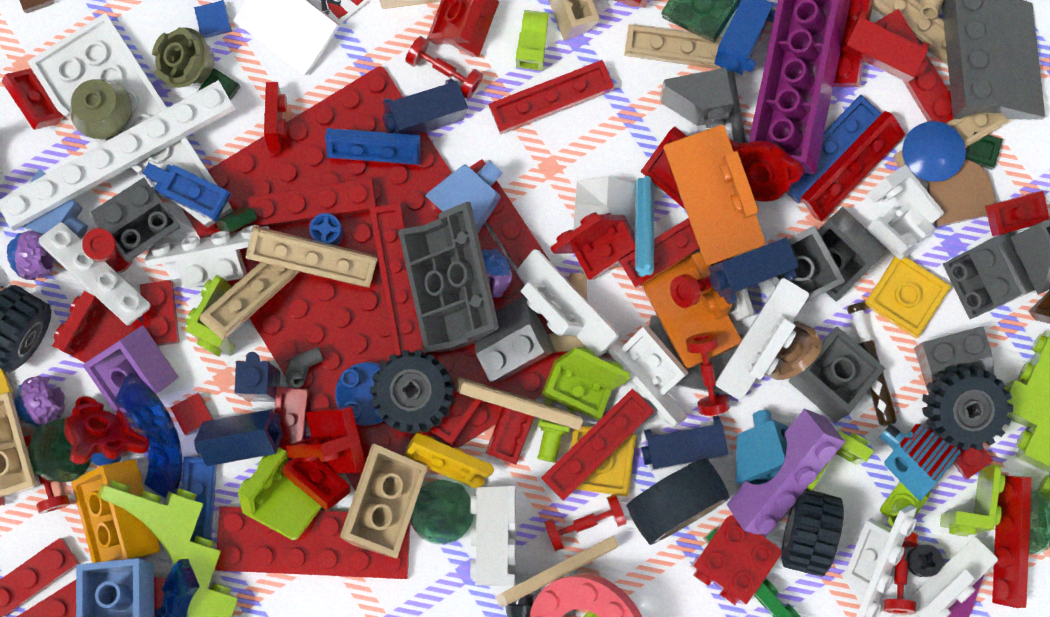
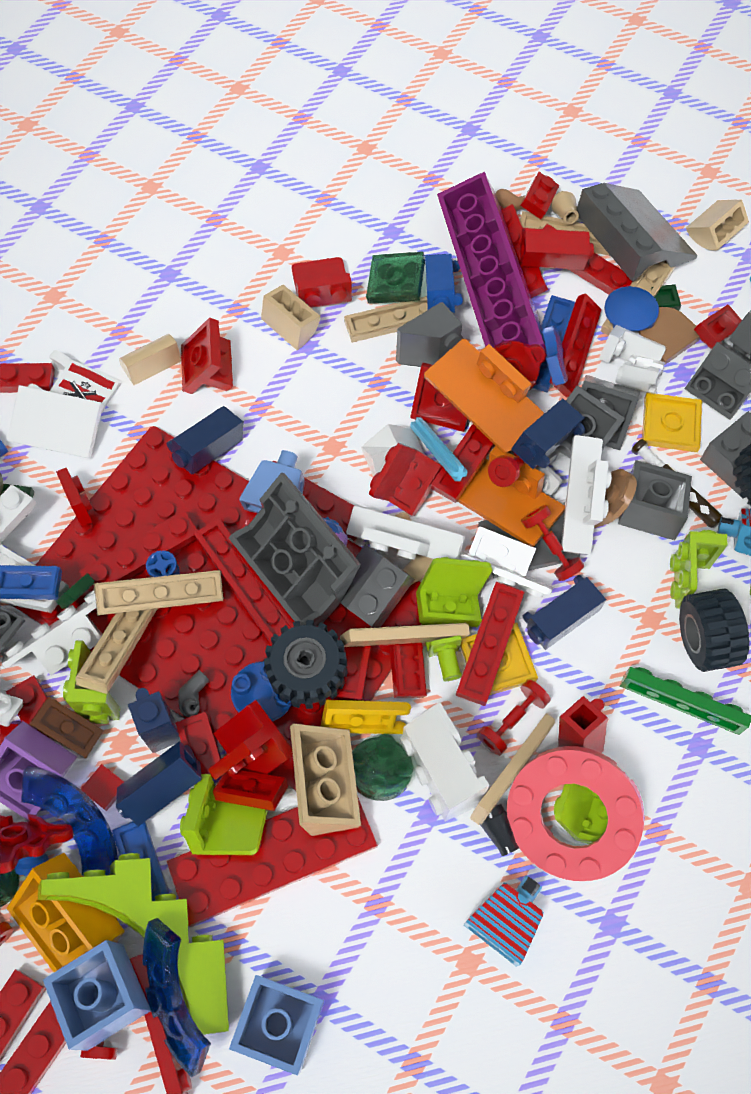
camera: 30 degrees left, 15 degrees down
(179, 346) = (66, 727): none -> reddish brown plate
(373, 146) = (174, 483): blue tile -> none
(417, 52) = (179, 402): red wheel -> none
(532, 41) = (272, 357): lime leg -> none
(551, 97) = (307, 392): red plate -> none
(634, 569) = (583, 725): none -> red brick
(677, 501) = (587, 653): black wheel -> none
(735, 561) = (662, 688): red bracket -> none
(760, 450) = (637, 585): dark azure torso -> none
(810, 446) = (661, 623): medium lavender arch -> none
(811, 183) = (554, 355): none -> blue tile

